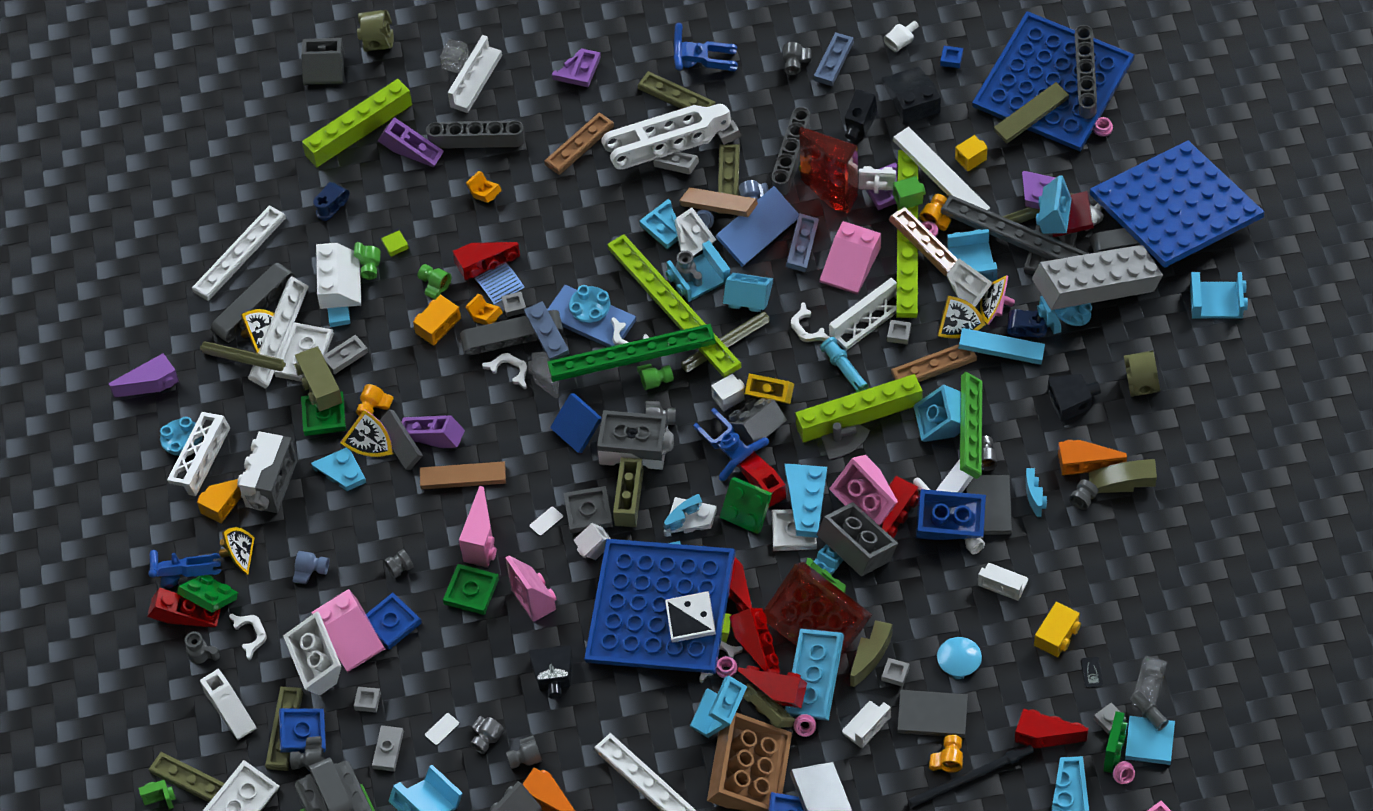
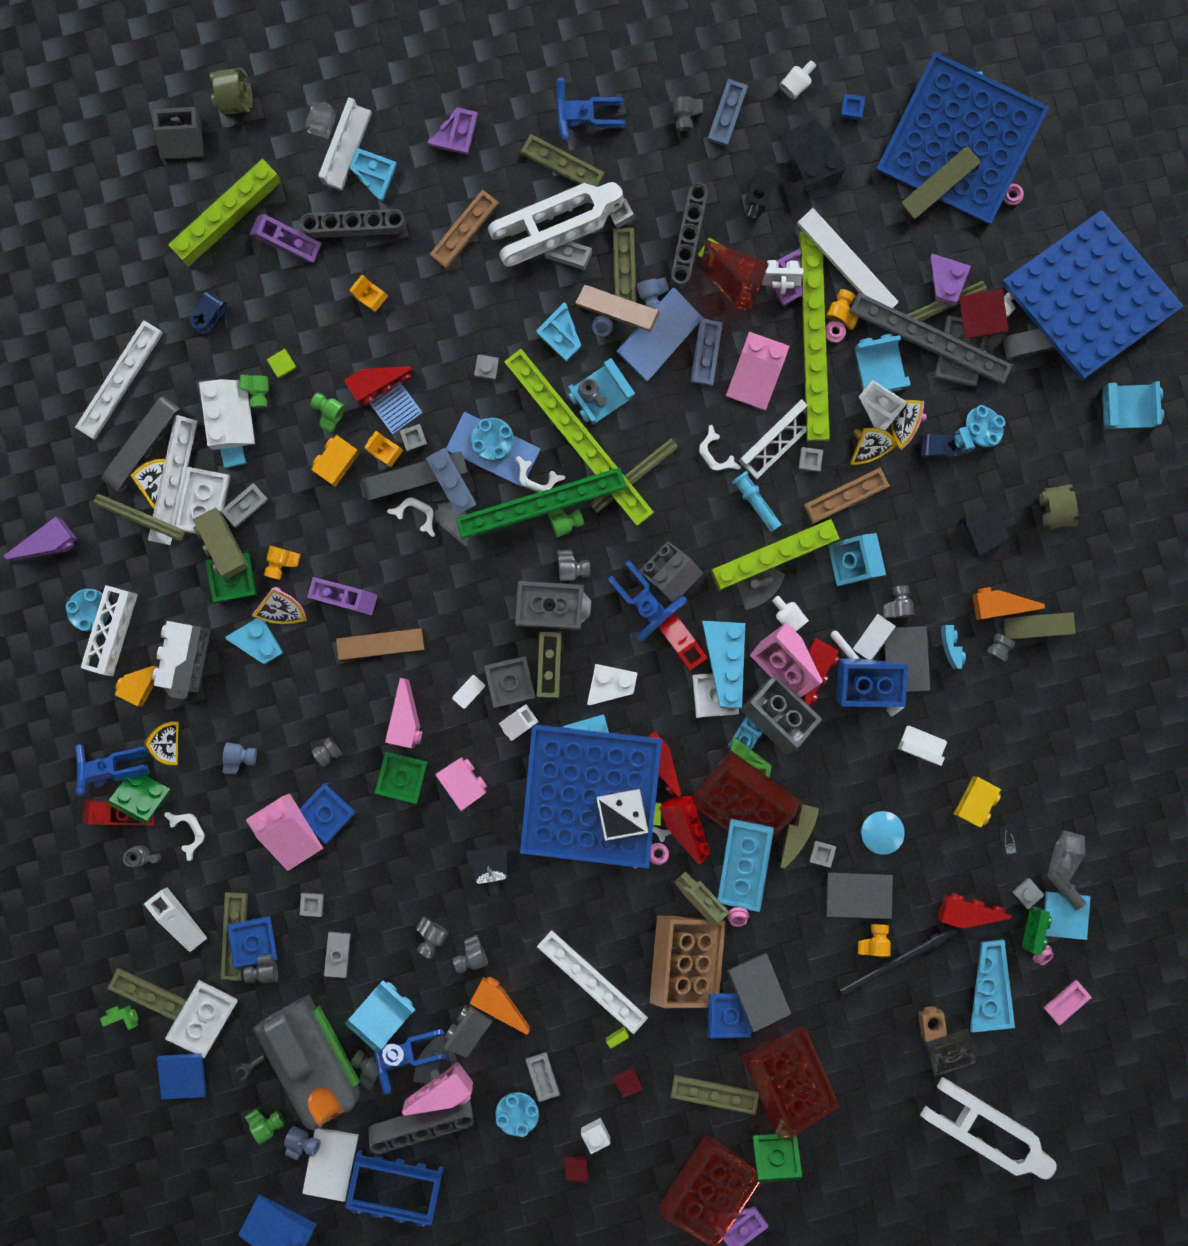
camera: 10 degrees left, 30 degrees up
(313, 654) = (251, 868): white slope -> none
(401, 440) = (312, 607): dark grey tile -> none
(442, 728) = (387, 928): white sticker -> none
(498, 96) = (373, 171): none -> medium azure wing
(576, 423) = (490, 585): blue tile -> none
(590, 251) = (486, 367): none -> light grey plate
(677, 516) = (599, 695): medium azure slope -> none
(692, 232) = (592, 348): white wing -> none
(719, 709) = (656, 911): medium azure panel -> none
(728, 392) = (642, 538): white brick -> none
(745, 505) = (668, 677): green plate -> none
(747, 291) = (654, 414): medium azure slope -> none
(769, 388) = (683, 537): yellow brick -> none
(784, 689) = (712, 885): red slope -> none
(867, 723) = (796, 908): white panel -> none
(876, 457) = (789, 614): none -> white piece
(908, 192) = (816, 294): bright green brick -> none
(923, 240) = (834, 350): medium nougat tile -> none
(971, 153) = (877, 233): yellow brick -> none
(971, 425) = (889, 575): bright green tile -> none
(1001, 346) = (915, 474): medium azure tile -> none
(1054, 207) = (969, 314): medium azure slope -> none
(1085, 79) = (1003, 123): dark grey beam -> none
(1097, 277) = (1014, 398): light grey brick -> none

